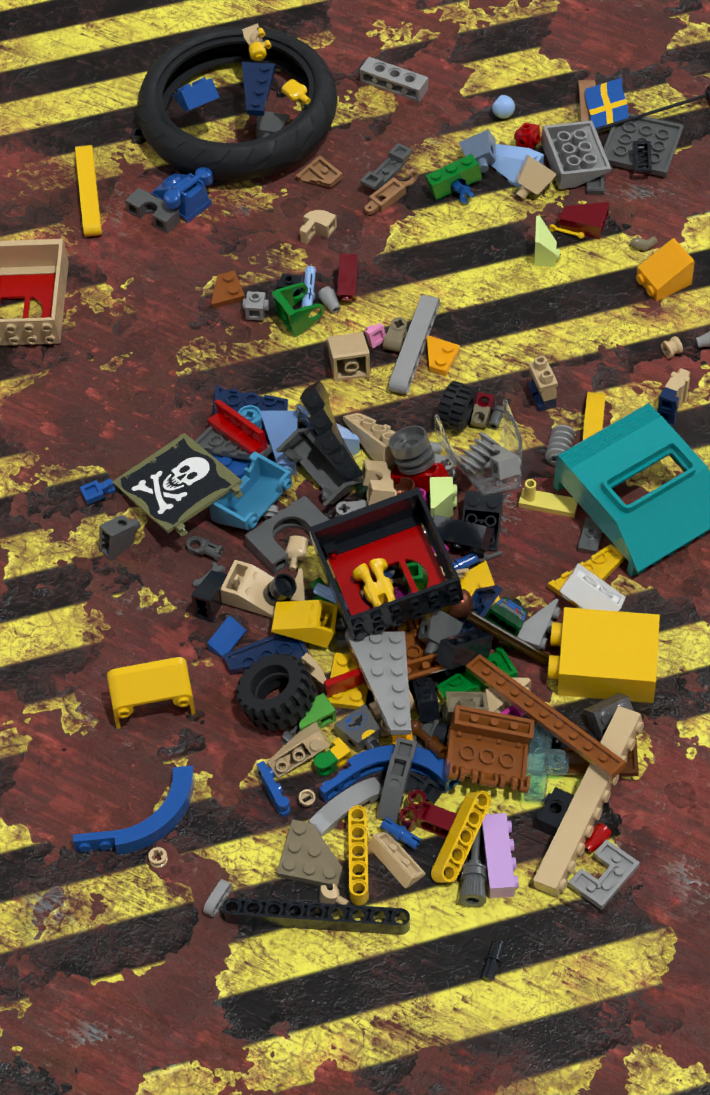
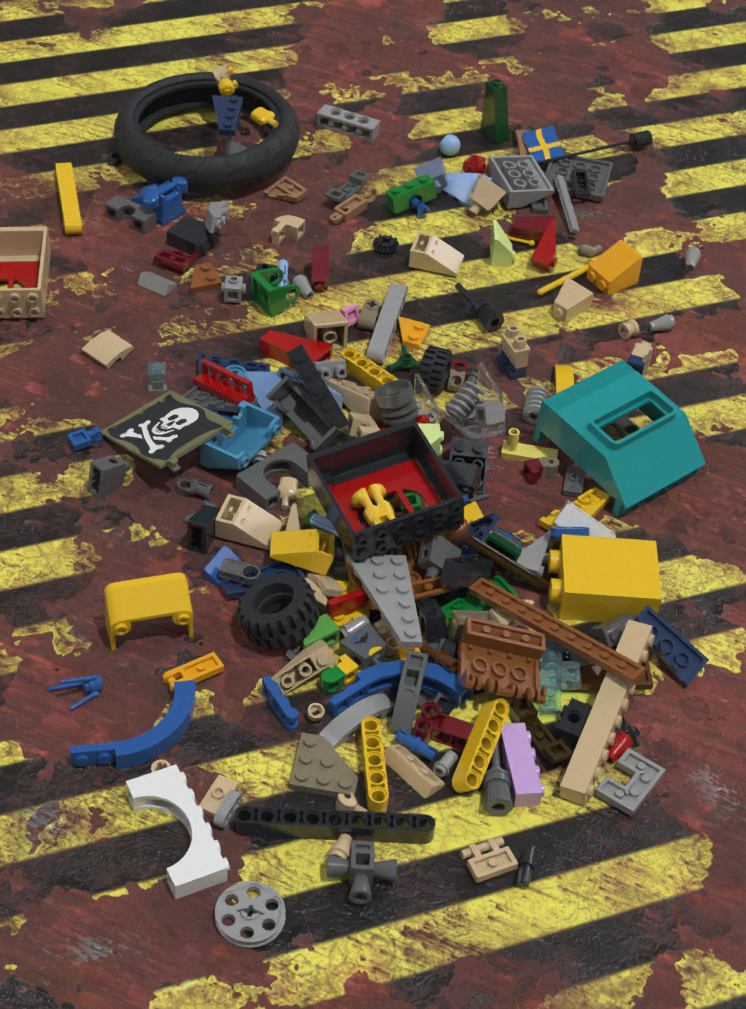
camera: 10 degrees left, 10 degrees down
(94, 767) = (90, 684): none -> blue plant
(123, 381) = (107, 348): none -> tan slope
(172, 416) = (157, 376): none -> clear light blue brick
(177, 297) = (156, 283): none -> light grey slope
(190, 954) = (168, 792): none -> white arch
(194, 753) = (195, 670): none -> light orange plate
(196, 95) = (171, 116): blue slope -> none
(197, 267) = (175, 259): none -> dark red wing
(208, 883) = (216, 794): none -> tan plate
(216, 238) = (191, 236): none -> black brick
(237, 645) = (235, 570): none -> flat silver piece
(240, 213) = (216, 215): none -> light grey slope
(240, 1007) = (259, 917): none -> light grey wedge
(279, 589) = (275, 520): black wheel -> none
(302, 375) = (277, 344): none -> red slope
(319, 942) = (341, 847): none -> tan cone
(326, 659) = (327, 585): none -> tan slope
(337, 961) = (361, 870): none -> dark grey brick
(349, 405) = (331, 368): none -> light grey hips
(350, 706) = (354, 625): none -> light grey cone
(389, 407) = (365, 370): none -> yellow beam
(420, 245) = (381, 244): none -> black gear
(423, 857) = (442, 767): none -> light grey pin
(429, 392) = (404, 362): none -> dark green piece
(461, 957) = (490, 864): none -> tan plate
(472, 256) = (434, 255): none -> tan slope
(516, 327) = (482, 310): none -> black piece
(522, 825) = (541, 738): none -> dark brown slope
(556, 65) = (495, 112): none -> dark green slope
(557, 521) = (540, 468): none -> leg
(573, 602) = (558, 531): none -> blue plate
(593, 250) = (545, 253): none -> red slope
(613, 281) = (559, 282): none -> yellow piece
(614, 312) = (571, 300): none -> tan slope
(624, 184) = (567, 205): none -> light grey axle
(656, 468) = (623, 426): none -> flat silver piece
(665, 732) = (676, 651): none -> dark blue wing

